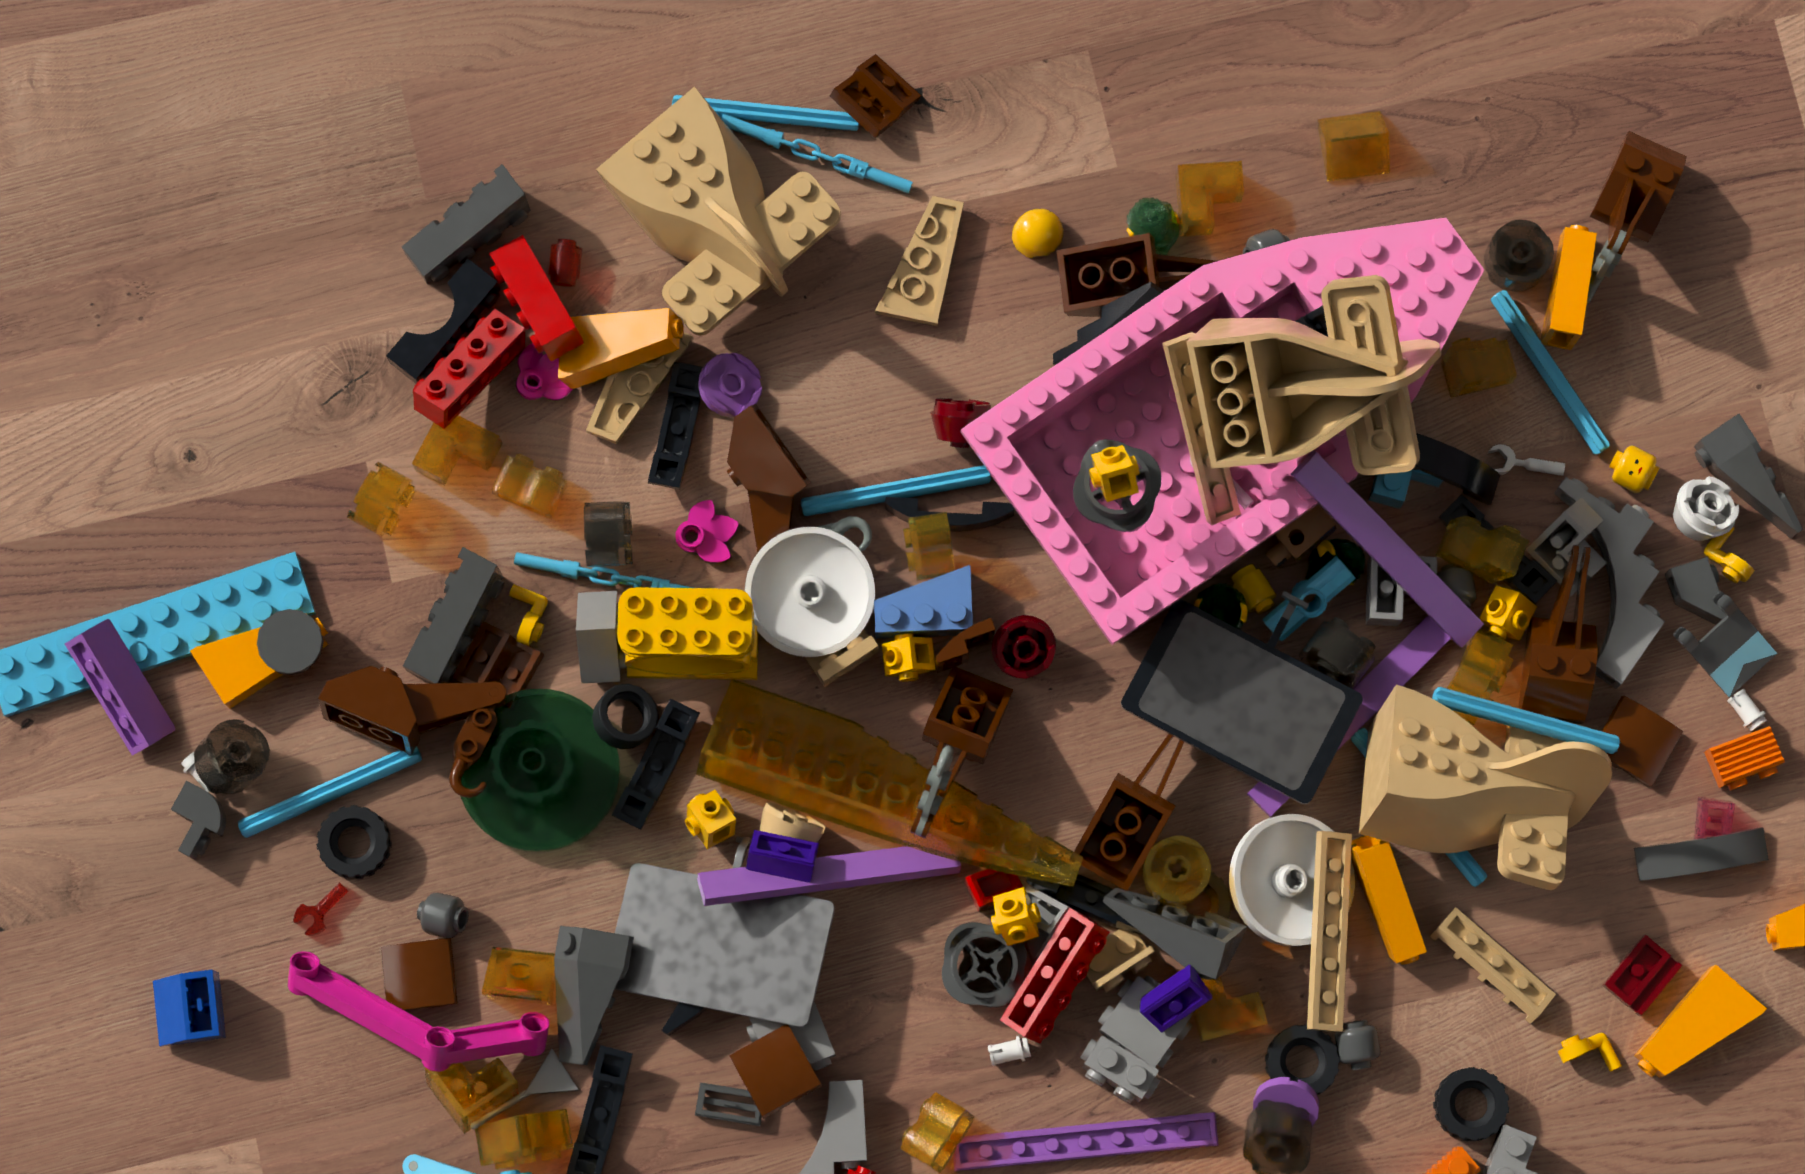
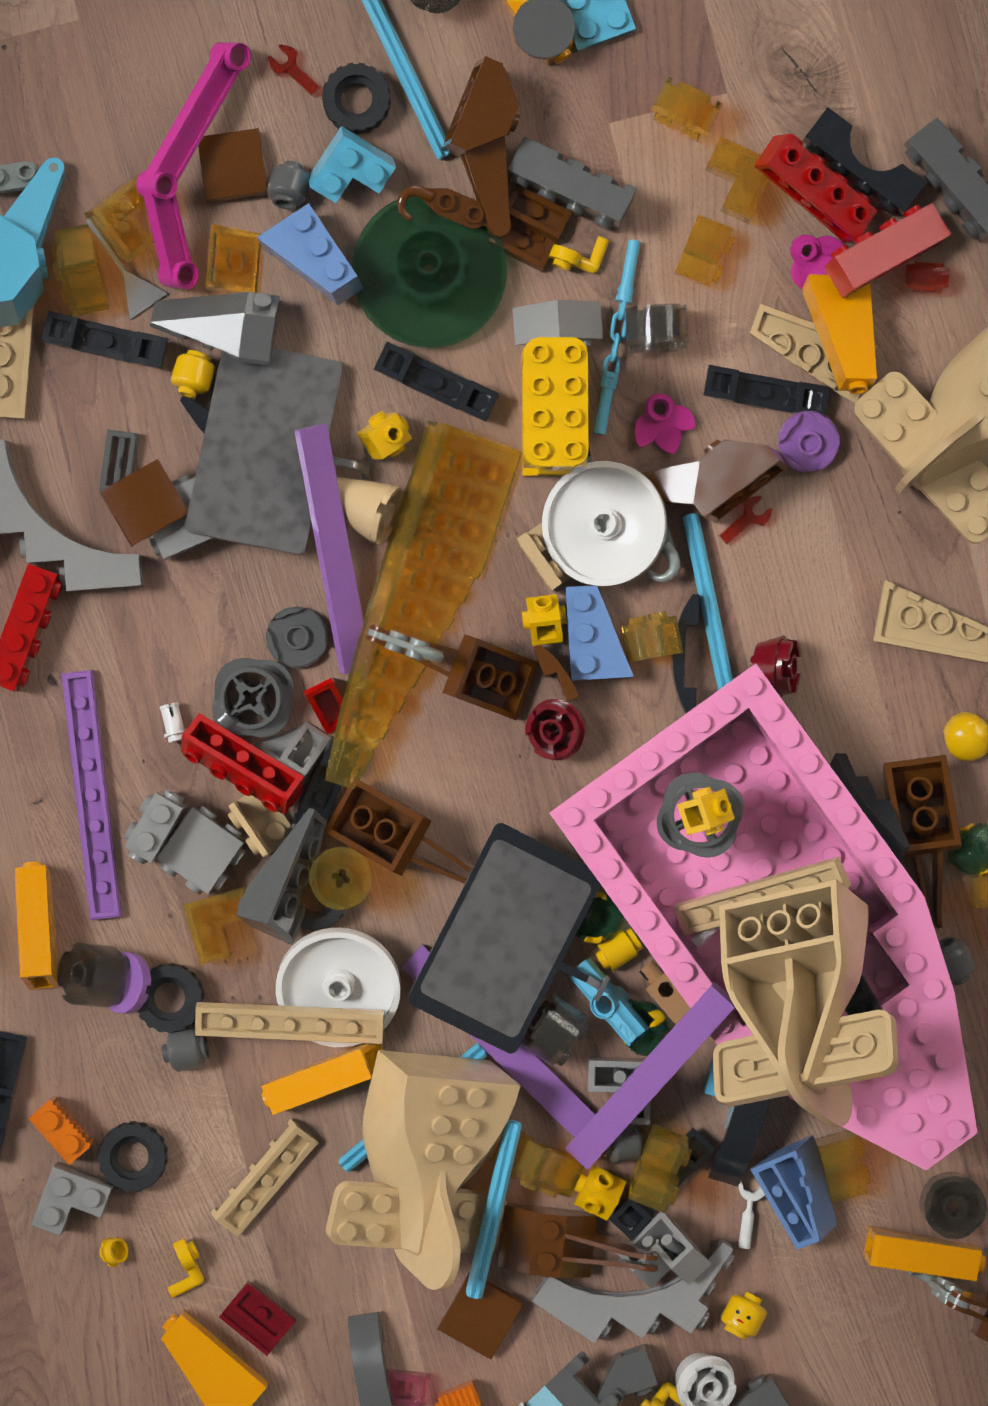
camera: 85 degrees right, 10 degrees up
(418, 849) = (350, 158): none -> medium azure brick
(517, 888) = (311, 252): none -> medium blue wedge
(639, 1021) = (193, 373): none -> yellow head
(640, 699) = (495, 369): black tyre -> none
(782, 856) = (345, 503): dark purple slope -> none
(807, 449) = (745, 520): none -> clear red bar
(920, 918) = (296, 637): none -> dark grey tile
(937, 1132) = (94, 656): clear yellow brick -> none
(1020, 921) = (295, 726): yellow brick -> none
(1174, 999) = (219, 876): dark purple slope -> none
(1504, 410) = (797, 1191): none -> medium blue wedge
(1550, 372) = (839, 1235): medium azure axle -> none
(1572, 1127) = (113, 1251): none -> yellow plate

